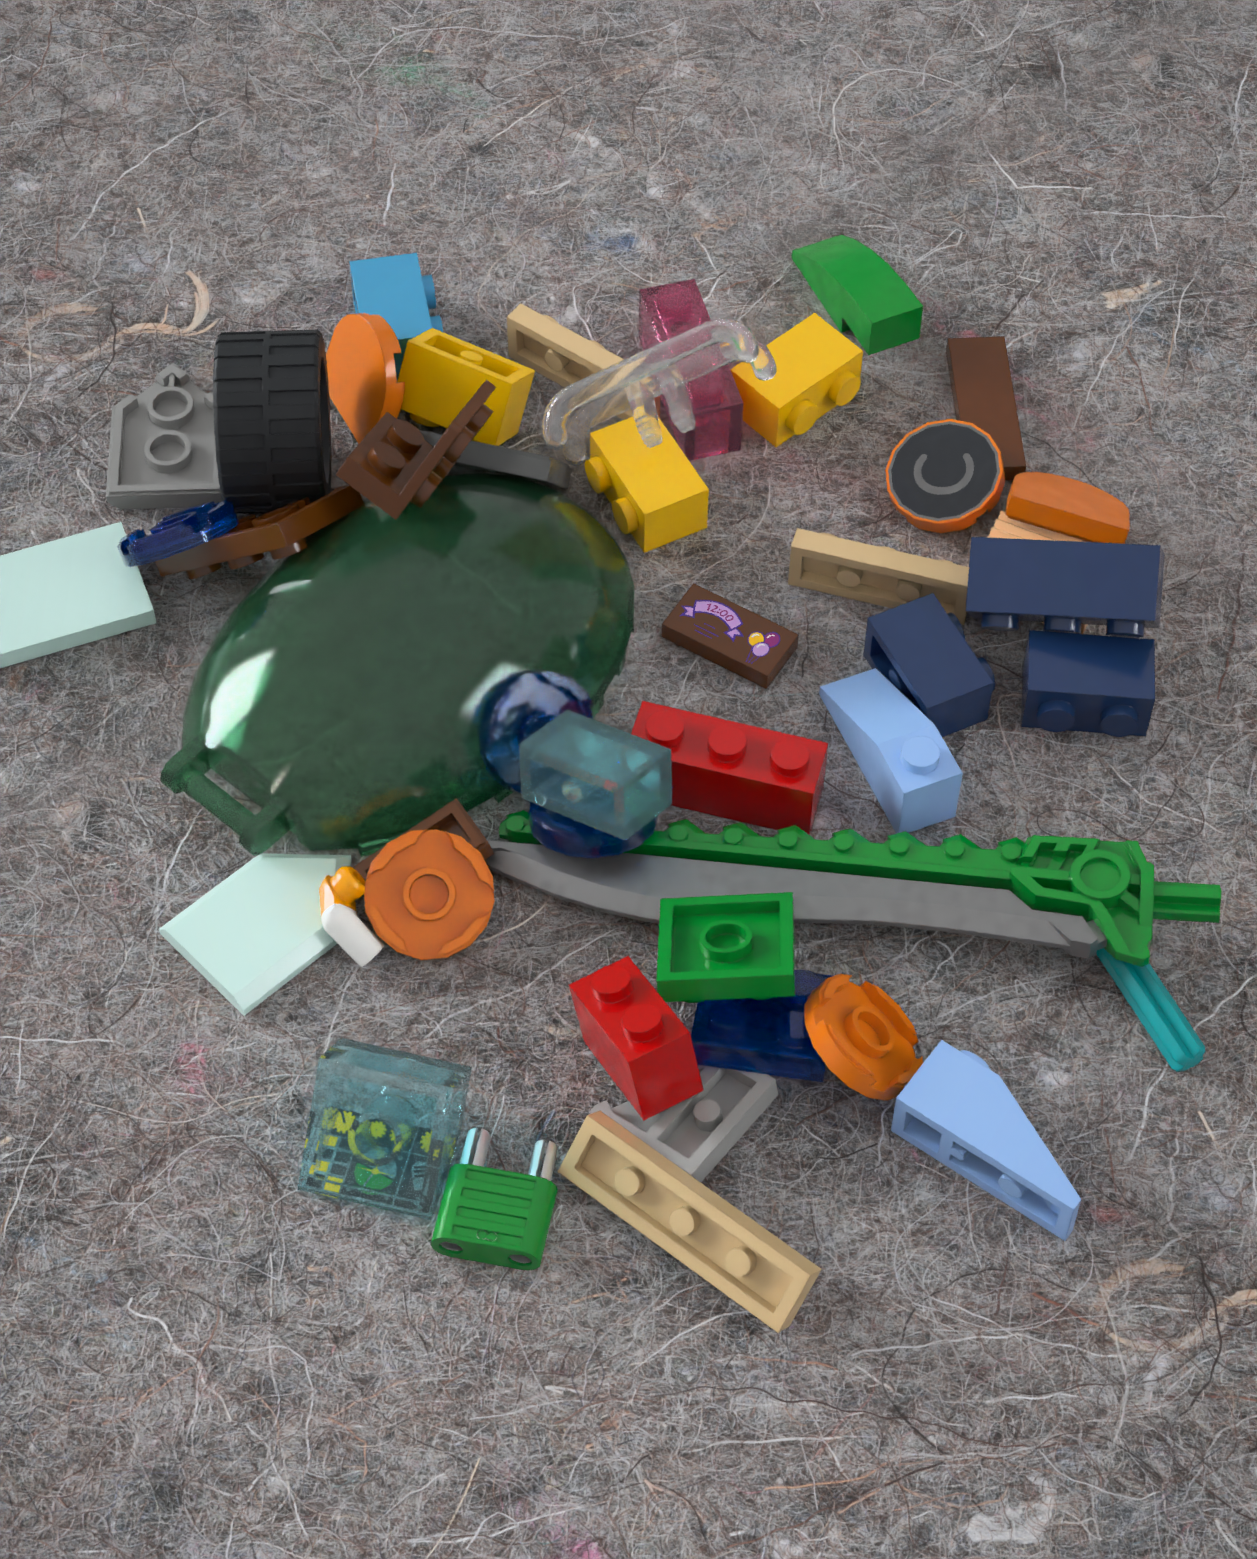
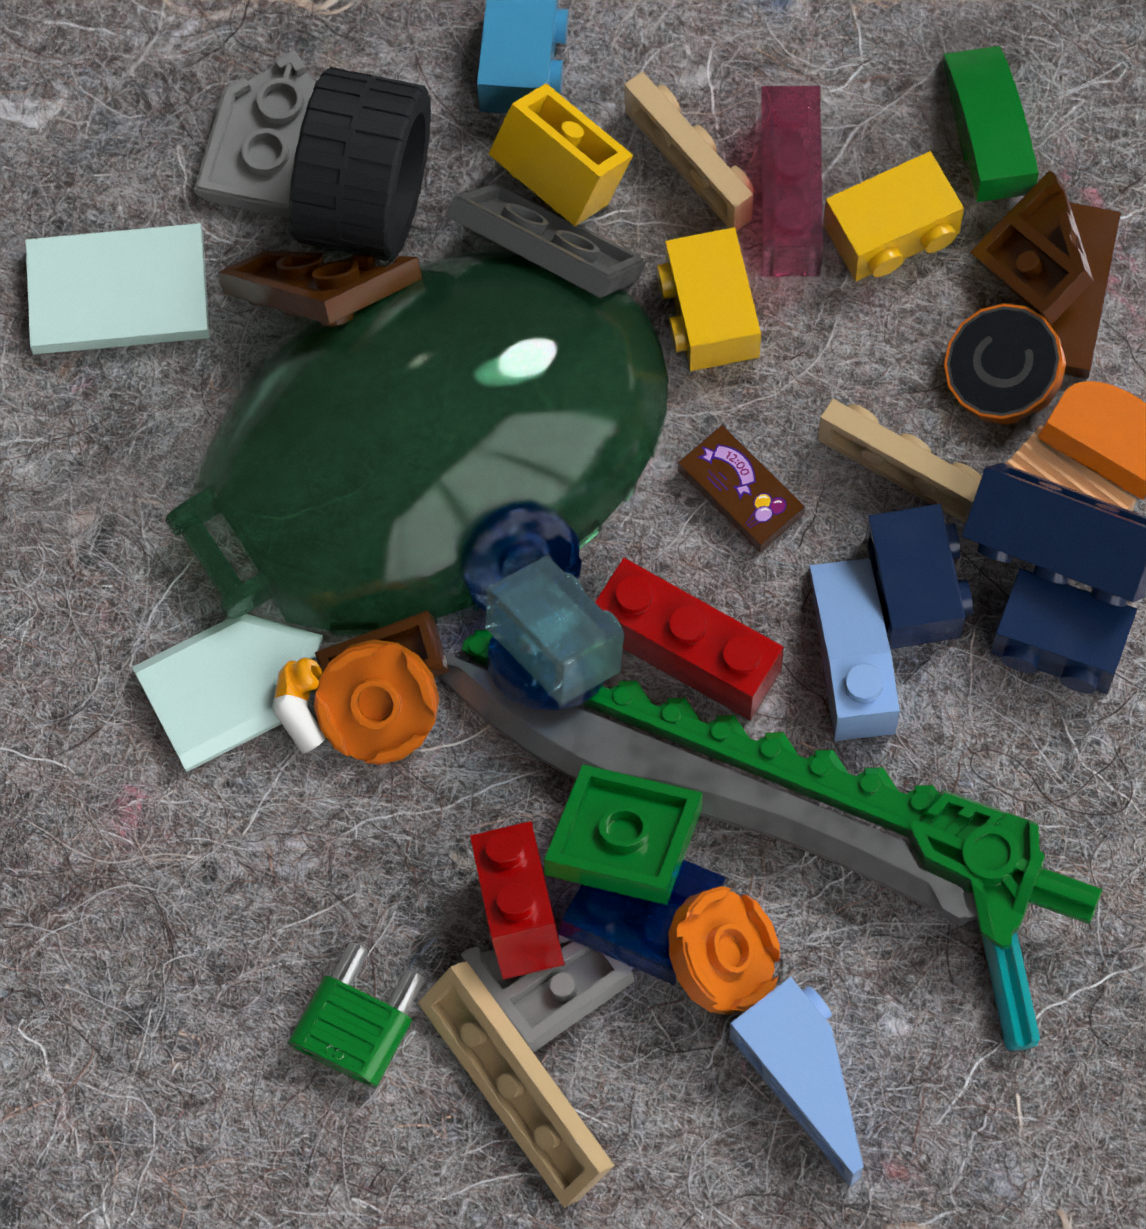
camera: 20 degrees right, 15 degrees up
(178, 533) = (249, 264): clear blue tile -> none
(364, 372) = (464, 115): orange tile -> none
(383, 1127) = (275, 920): clear light blue slope -> none
(400, 467) = (463, 252): reddish brown bracket -> none
(647, 377) = (724, 203): clear piece -> none
(942, 376) = (1038, 250): none -> reddish brown wing

